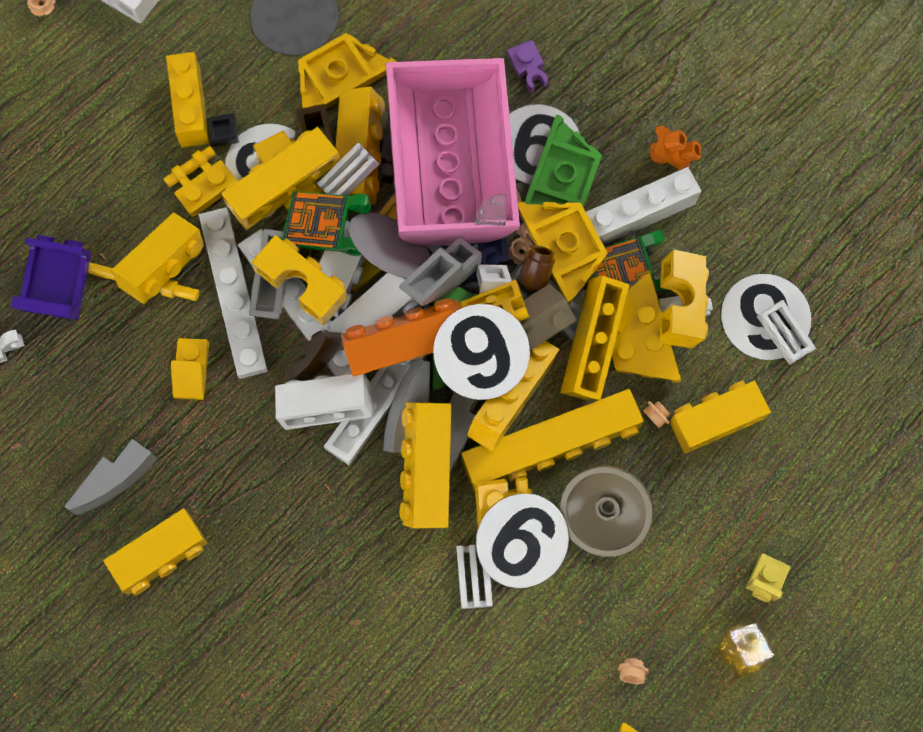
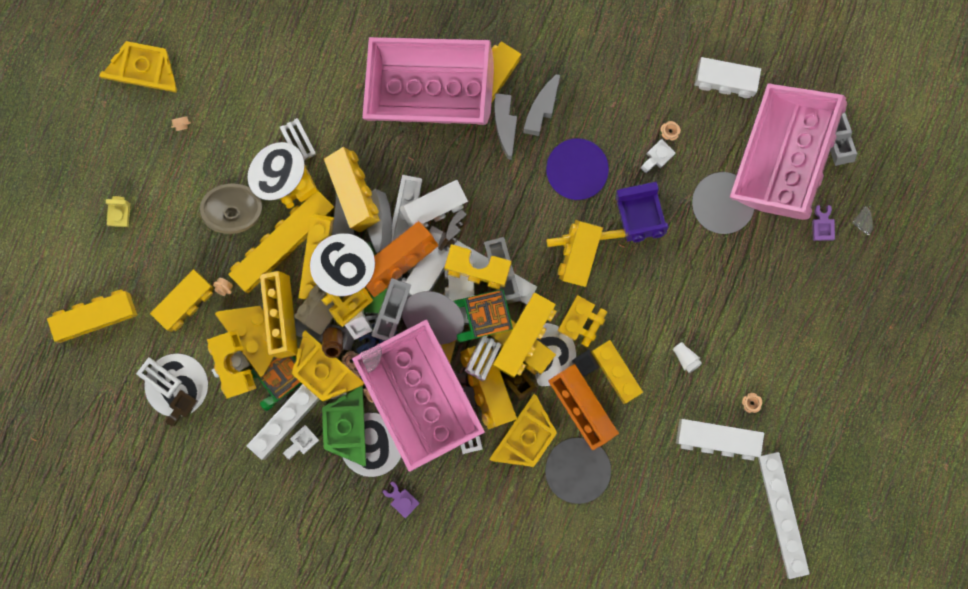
camera: 160 degrees right, 10 degrees up
(92, 83) = (687, 358): none -> white cone
(109, 379) = (577, 169): none -> dark purple sticker
(175, 474) = (505, 123): none -> light grey slope
(190, 369) = (529, 195): yellow slope -> none
(233, 293) = (526, 255): white plate -> none
(250, 74) = (583, 407): none -> orange brick
(250, 560) = (428, 80): none -> bright pink container
(626, 178) = (303, 441): none -> white plate
(674, 148) = (276, 473): orange hips -> none
(745, 649) = (117, 161): clear yellow brick -> none
(769, 282) = (181, 405): none -> dark brown plate
(852, 446) = (92, 316): none -> yellow brick

